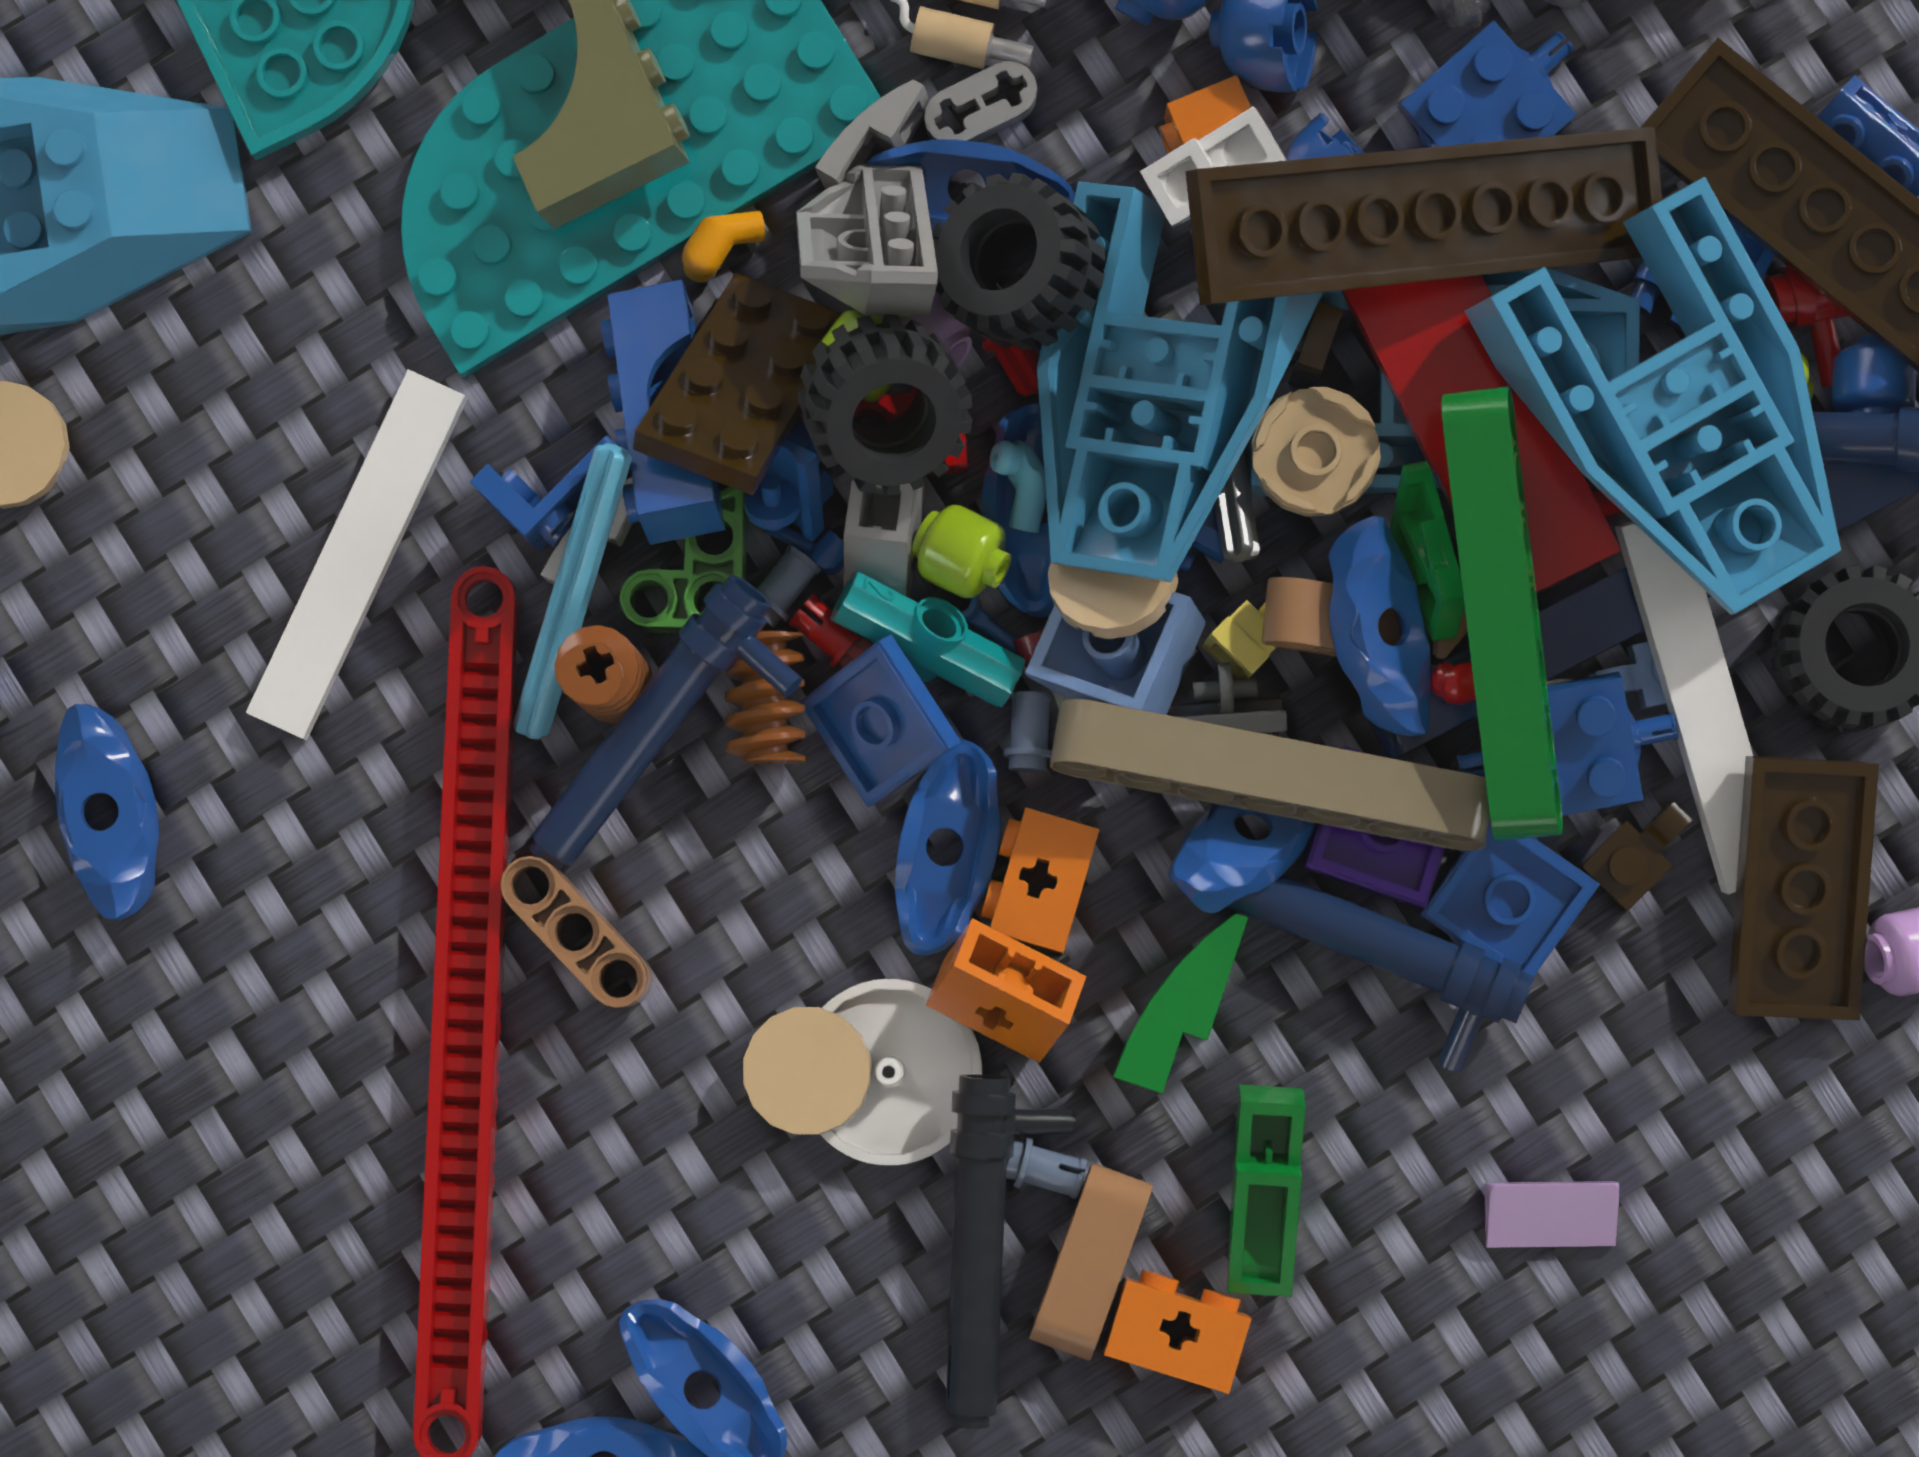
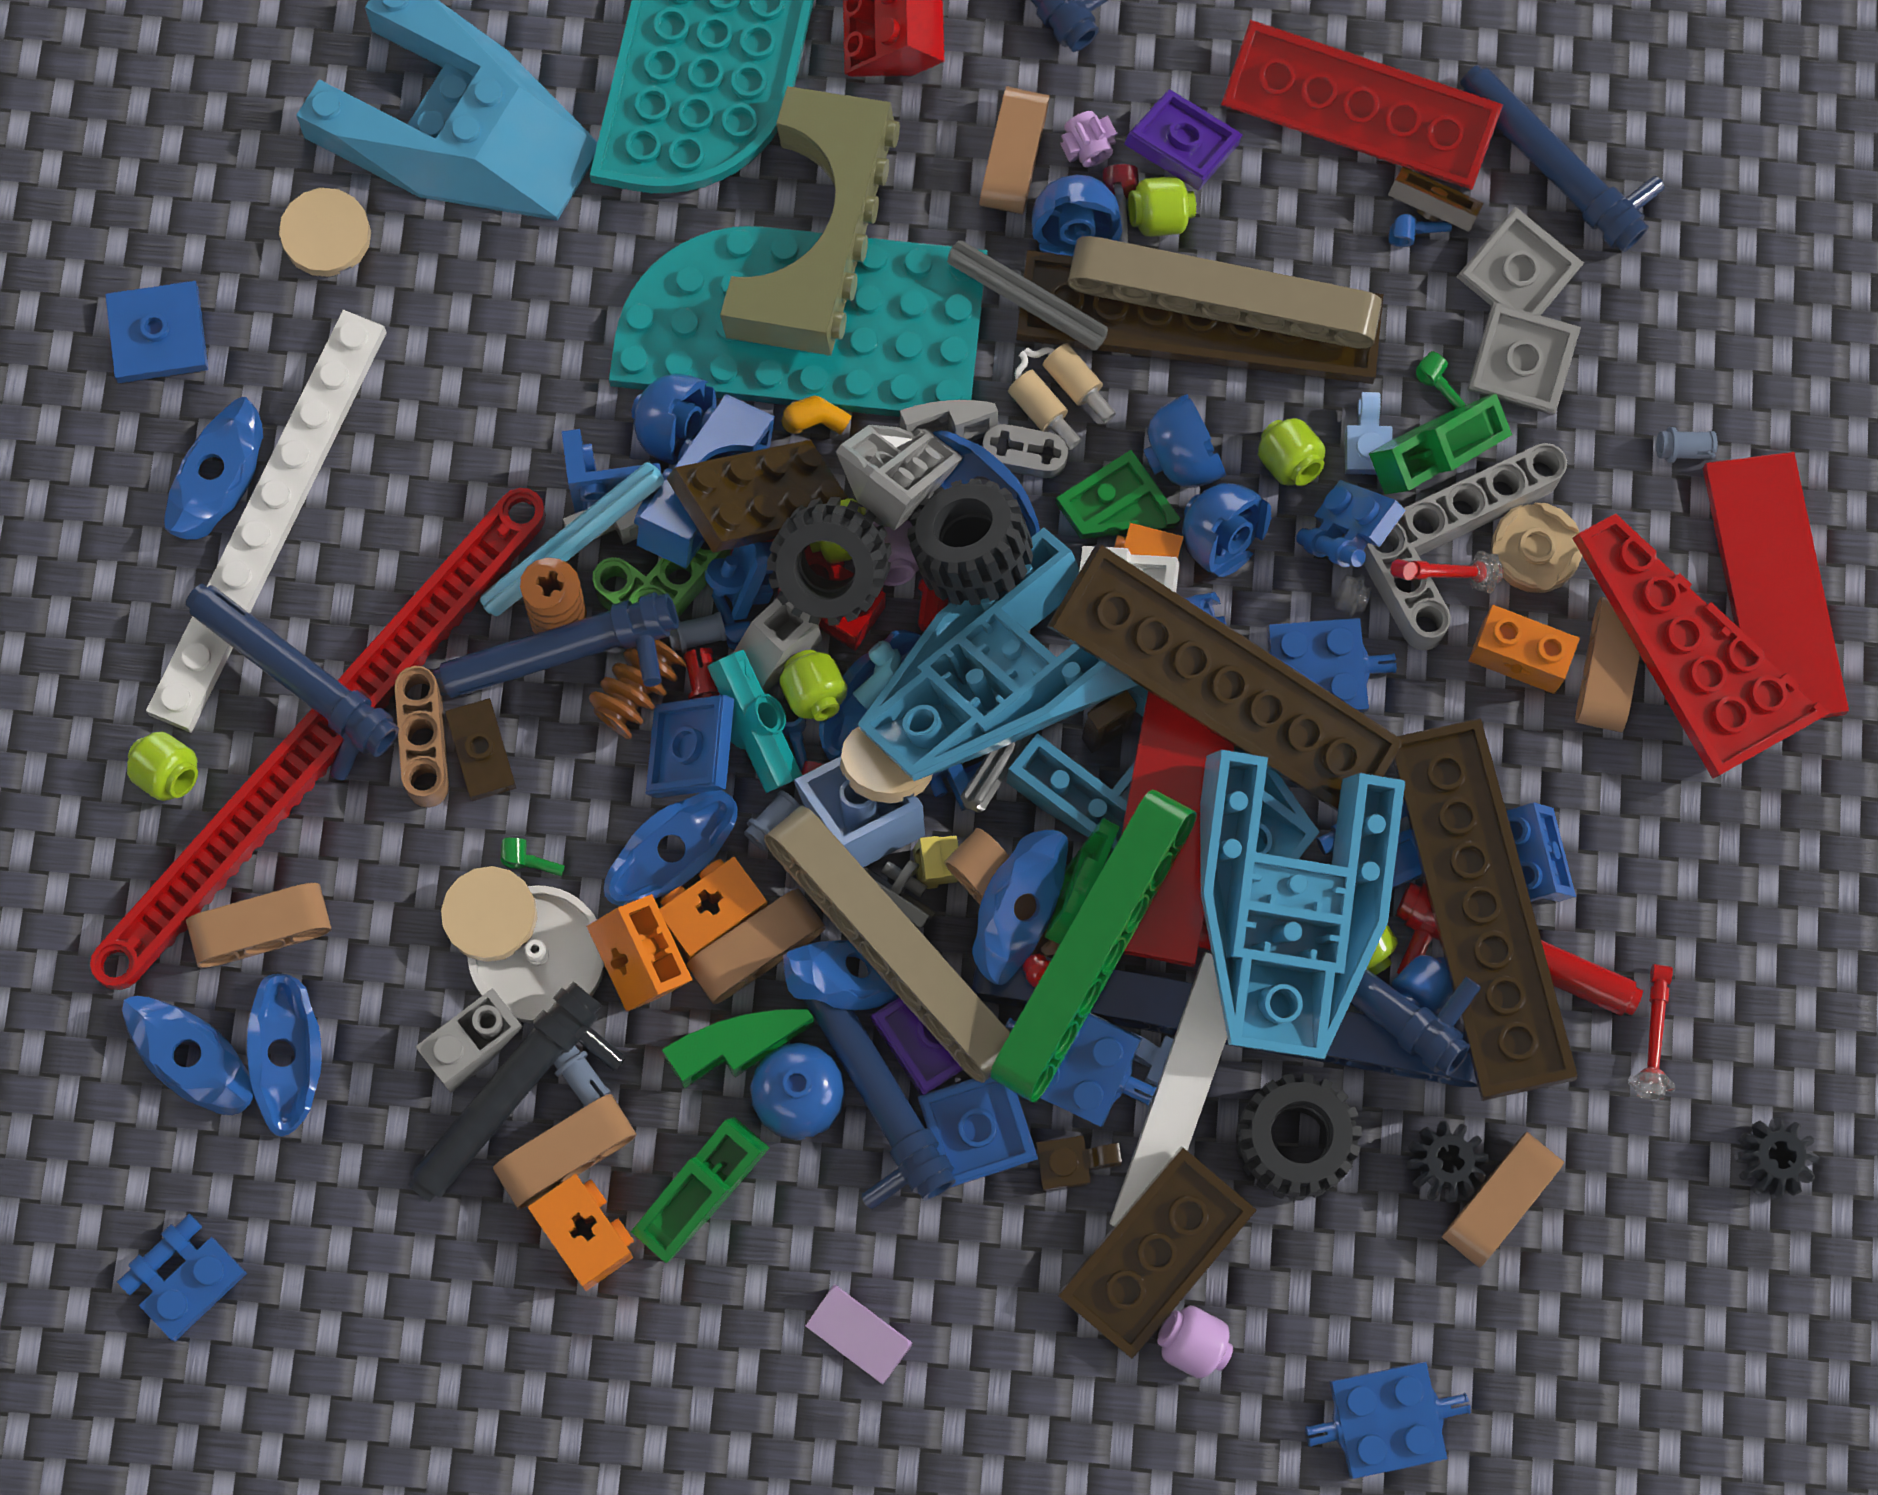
camera: 25 degrees right, 10 degrees down
(207, 819) = (270, 513): none -> white plate
(320, 1182) = (162, 766): none -> lime head
(357, 555) = (470, 437): white tile -> none
(474, 972) = (347, 711): none -> dark blue cylinder
(564, 364) = (670, 414): none -> blue cylinder
(566, 1273) = (258, 925): none -> medium nougat beam
(649, 895) = (480, 749): none -> dark brown plate
(779, 983) = (514, 857): none -> green hand
(897, 1223) = (469, 1040): none -> light grey slope
(1120, 884) = (755, 946): none -> medium nougat beam
(1127, 87) = (1114, 499): none -> green wing
(1285, 1005) = (797, 1091): none -> blue cylinder
(1315, 451) = (1060, 776): tan tile -> none

